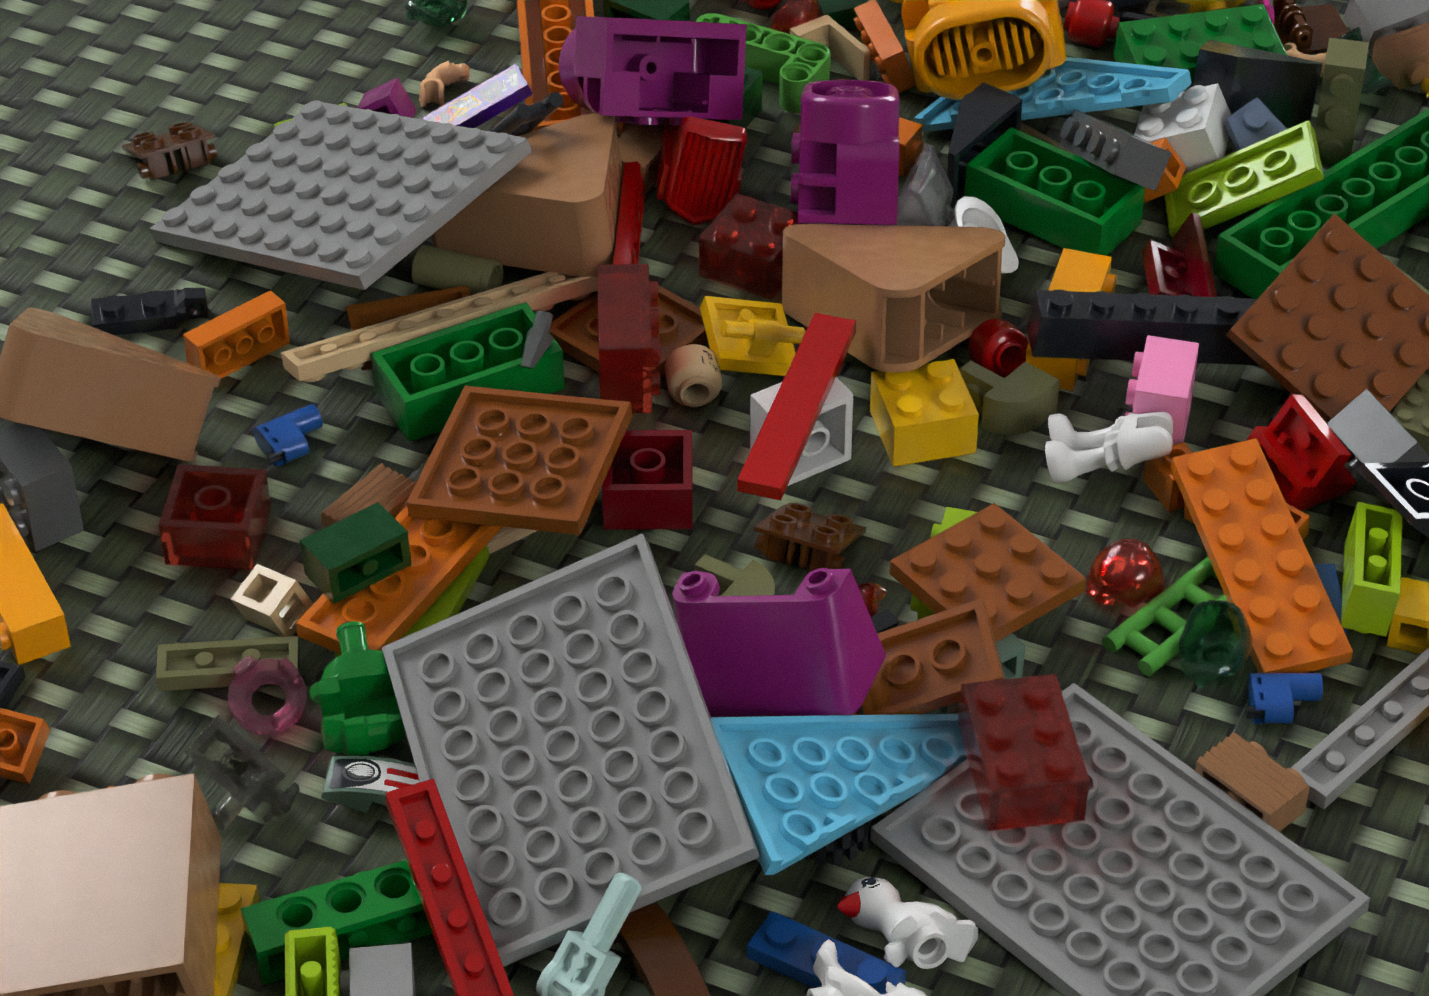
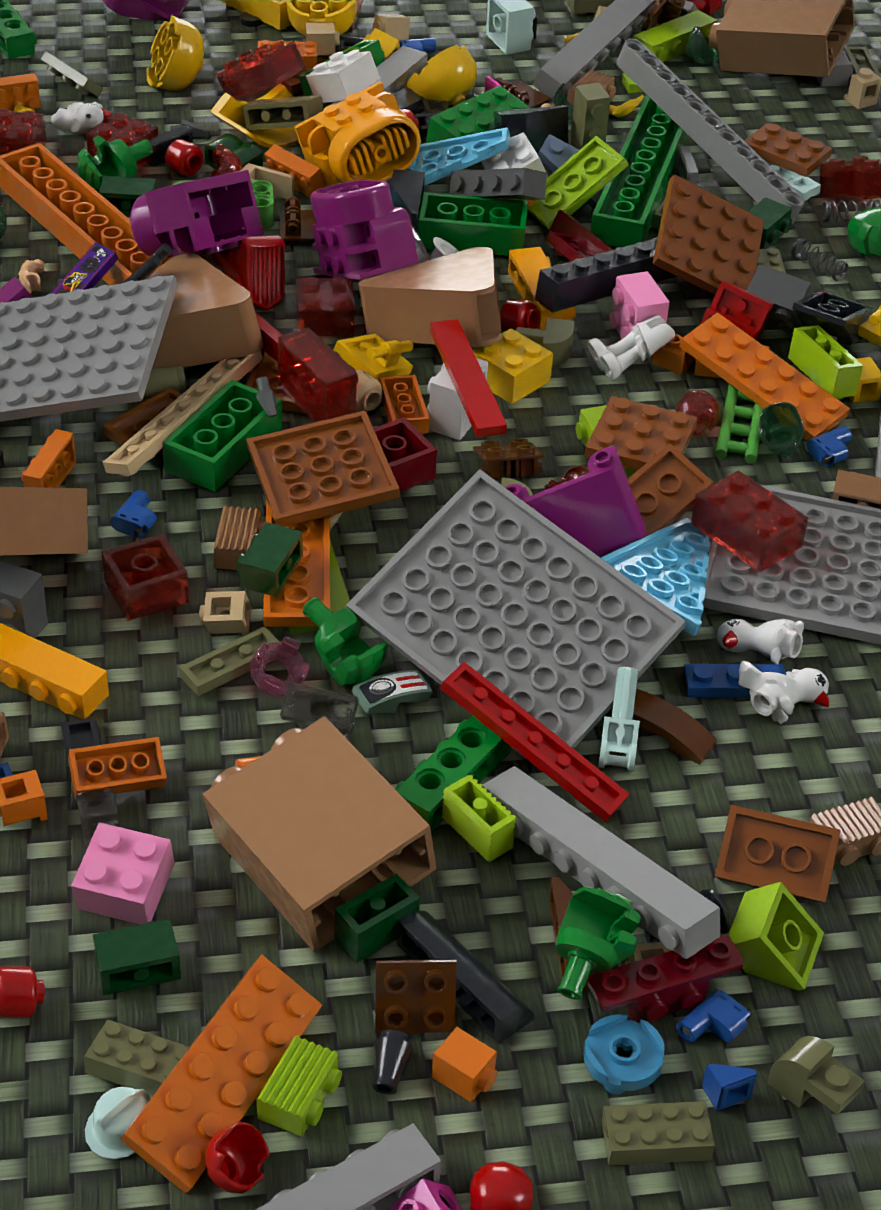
camera: 35 degrees left, 0 degrees up
(725, 423) = (404, 399): none -> orange piece

